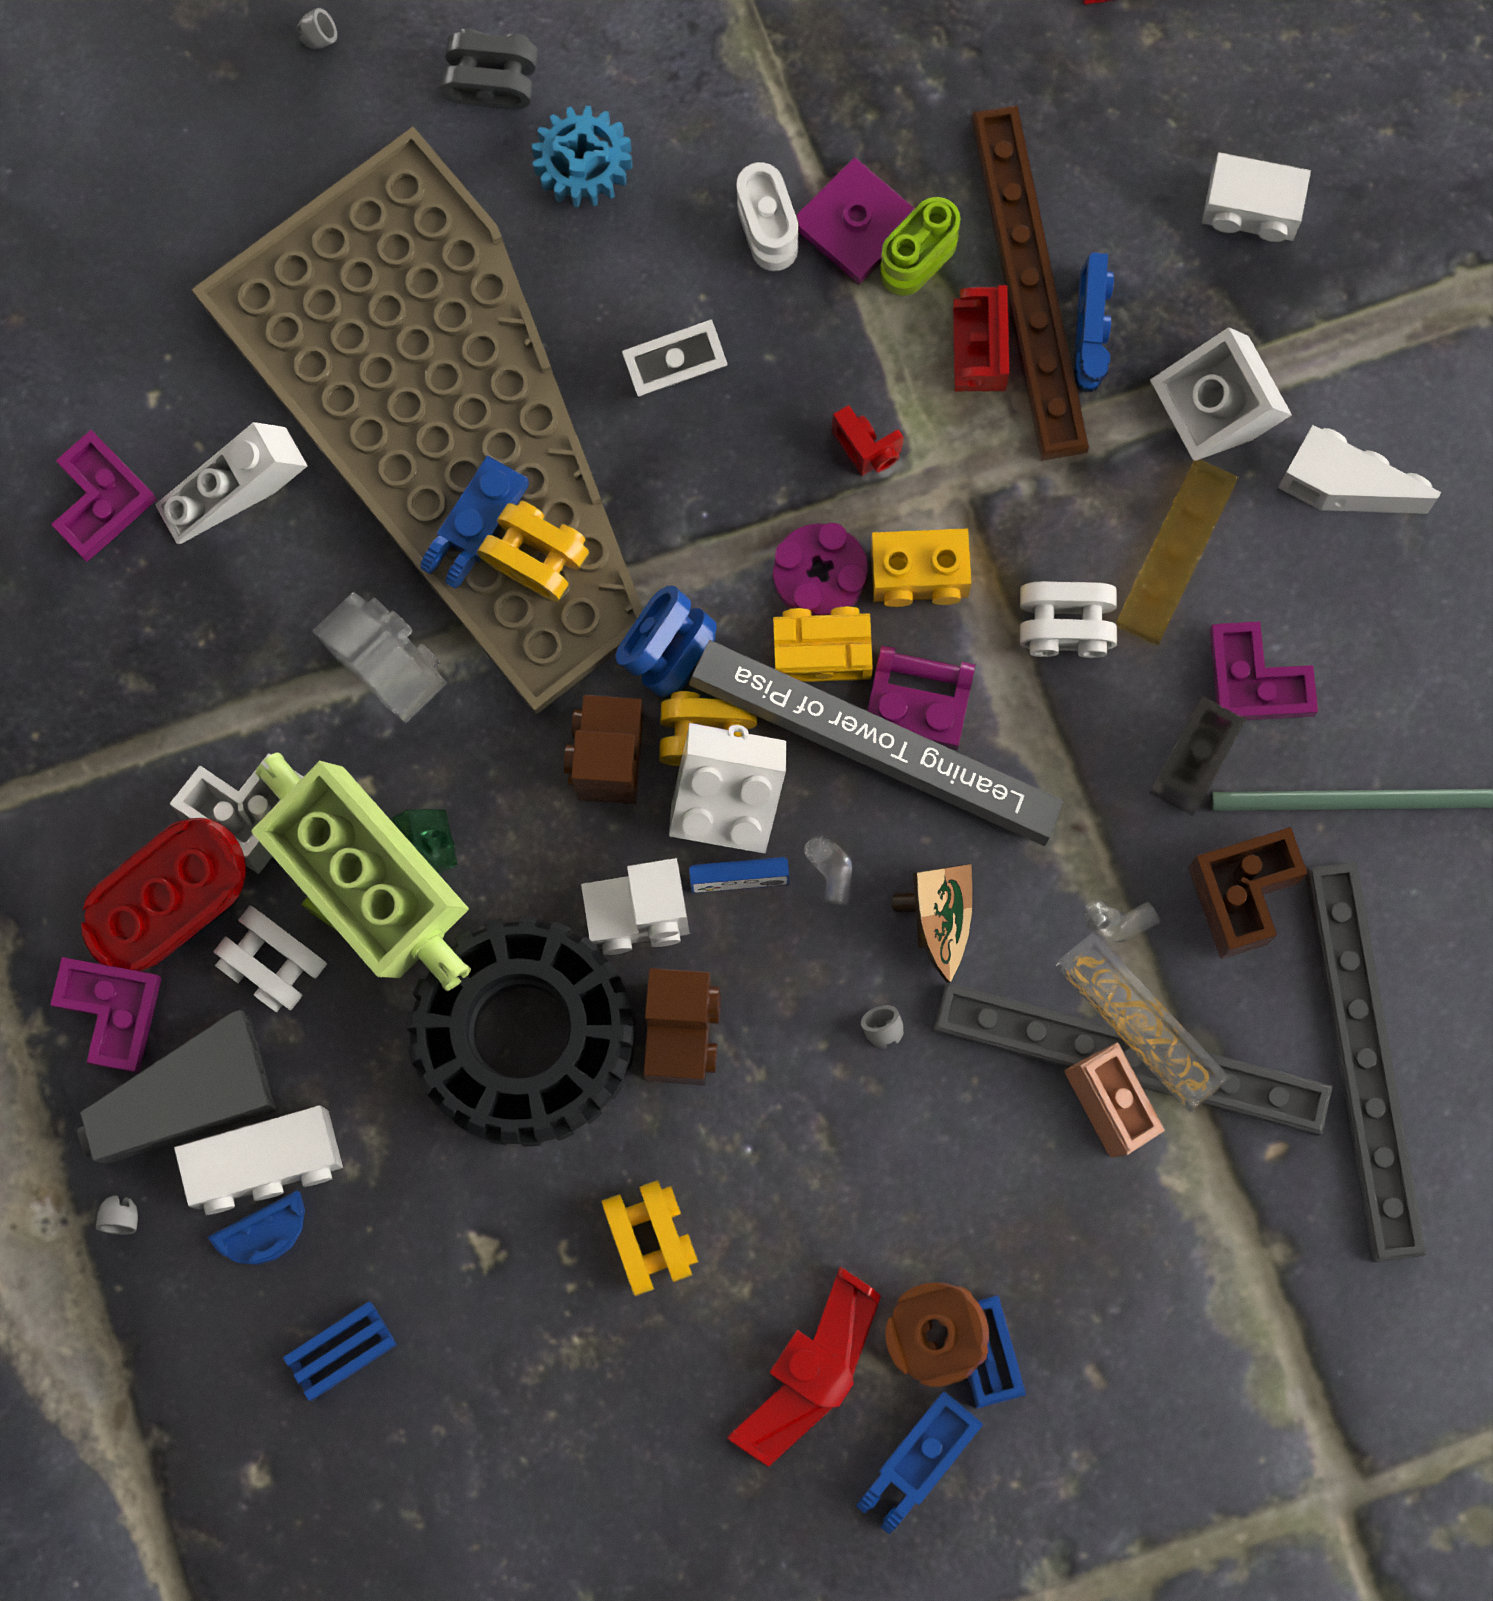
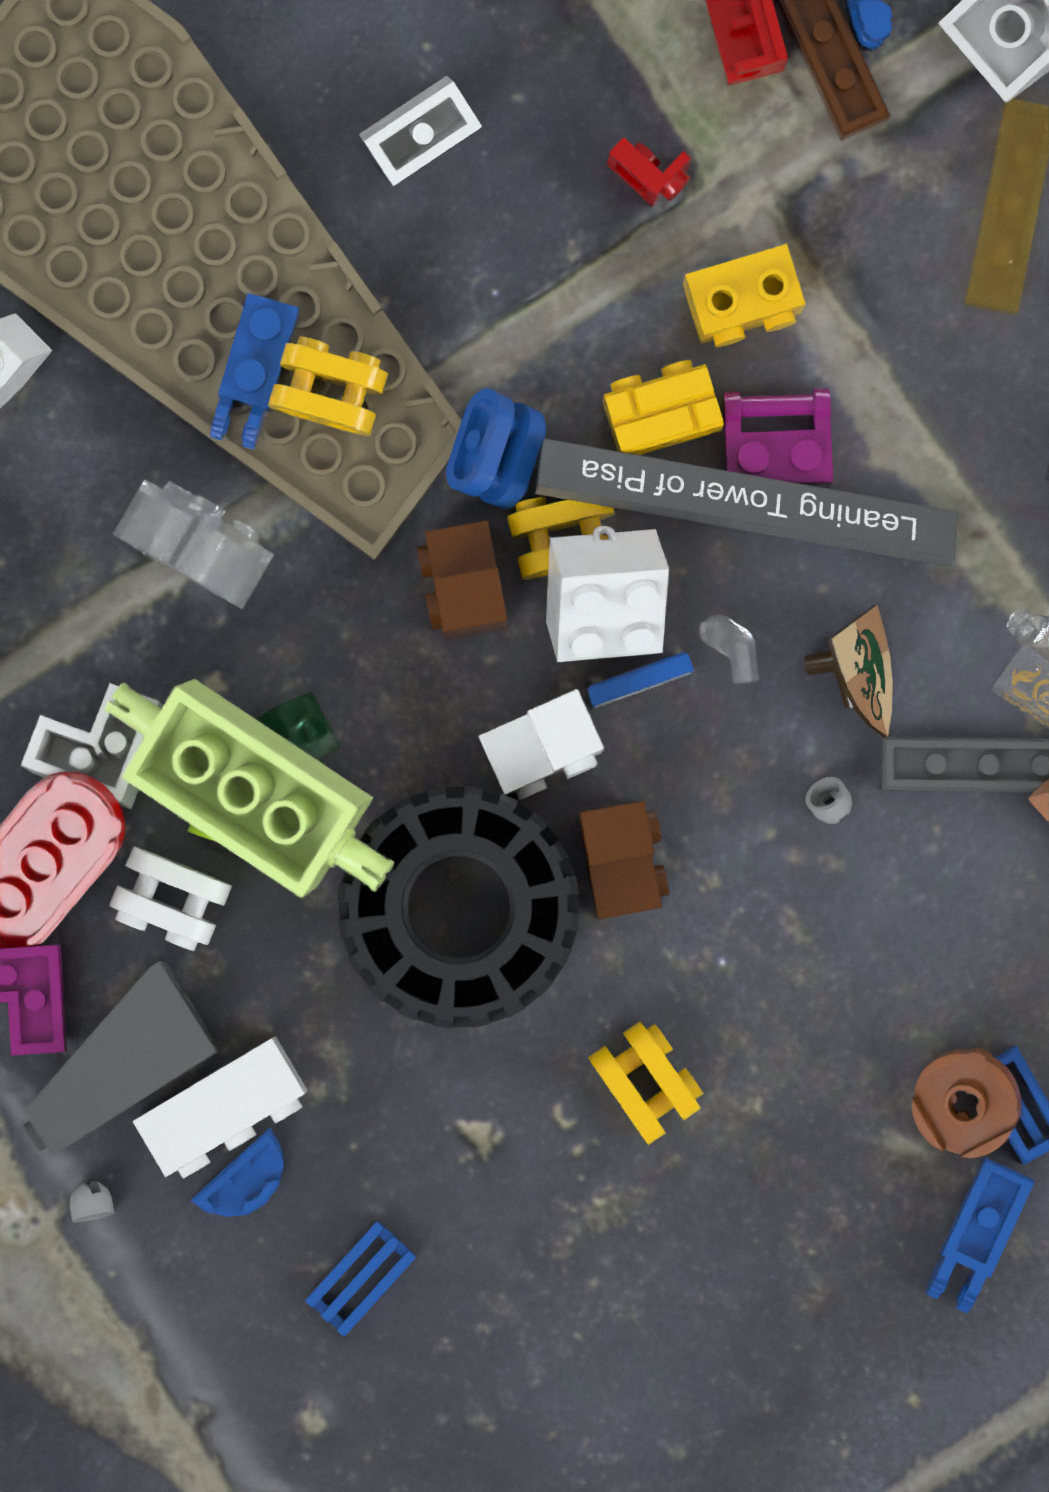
camera: 25 degrees left, 10 degrees up
(813, 1372) = (847, 1172): red plate -> none
(831, 546) = (641, 295): magenta plate -> none
(1049, 635) = (896, 337): white brick -> none

